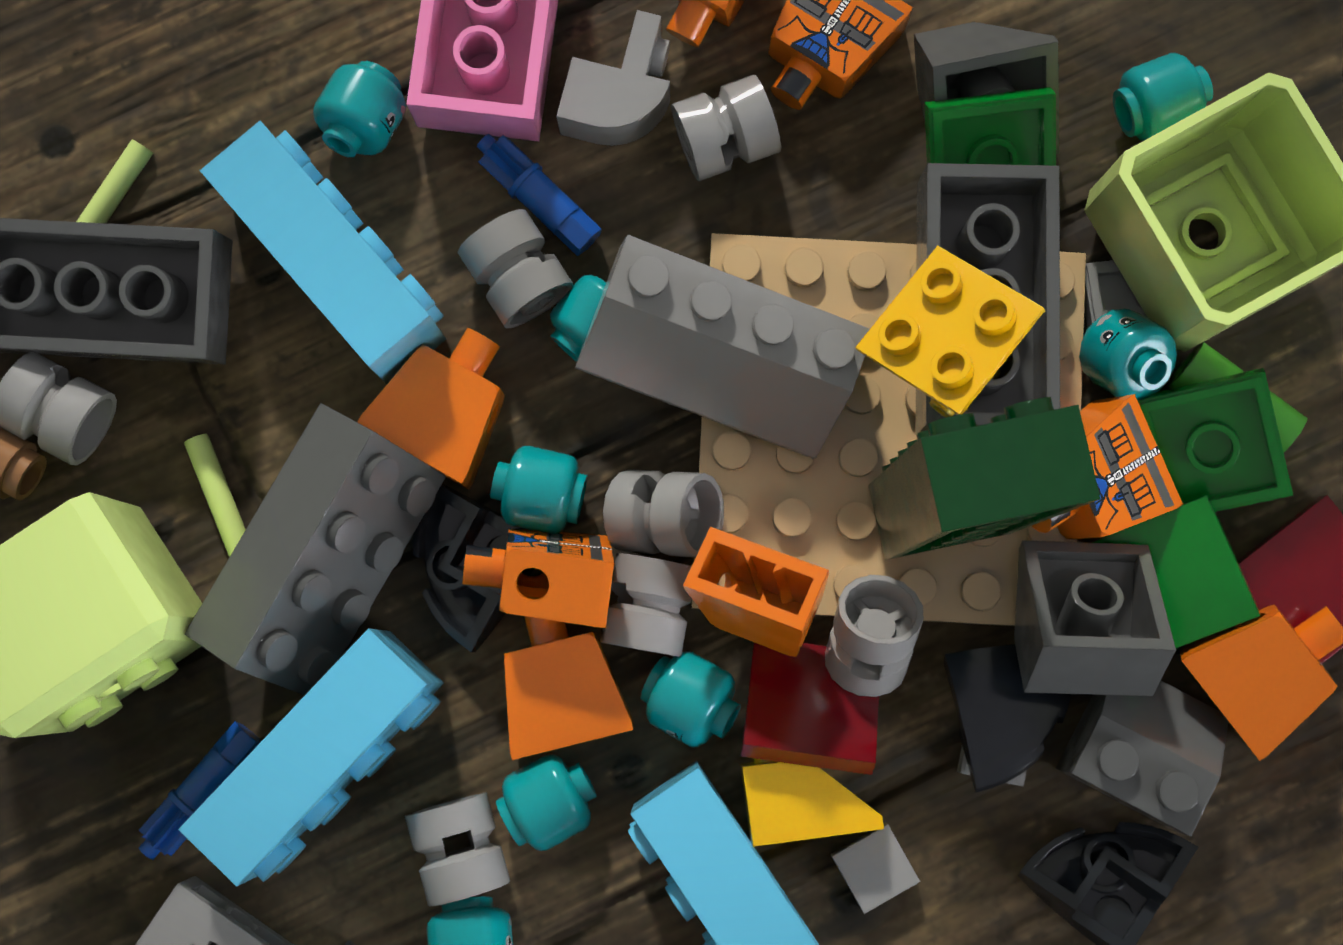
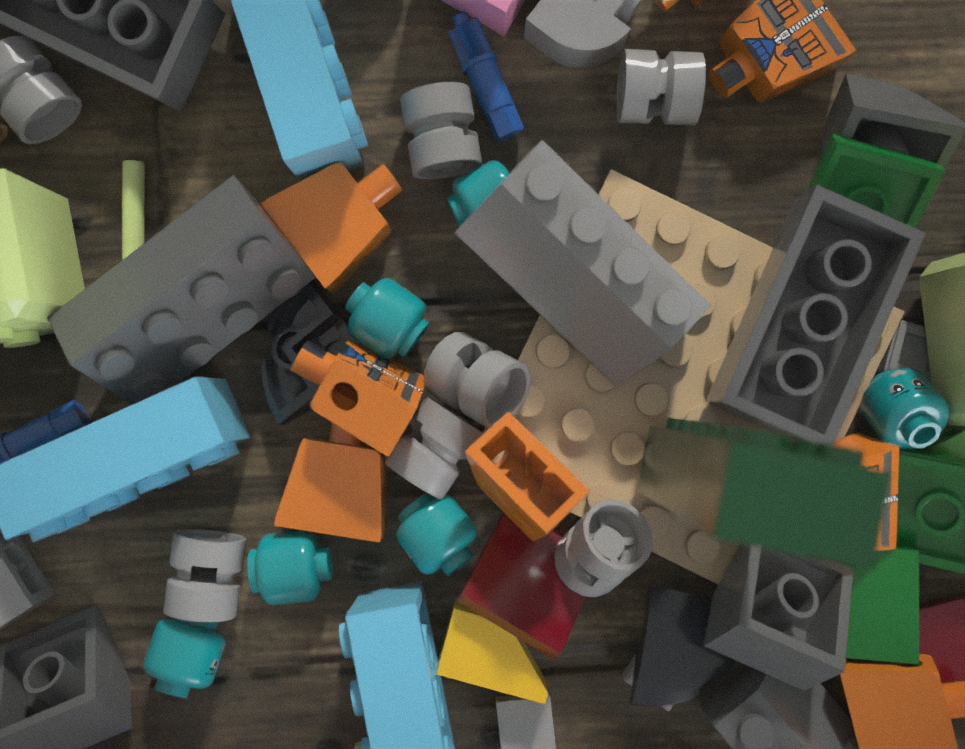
camera: 20 degrees right, 5 degrees up
(949, 331) = (777, 335): yellow hinge -> none

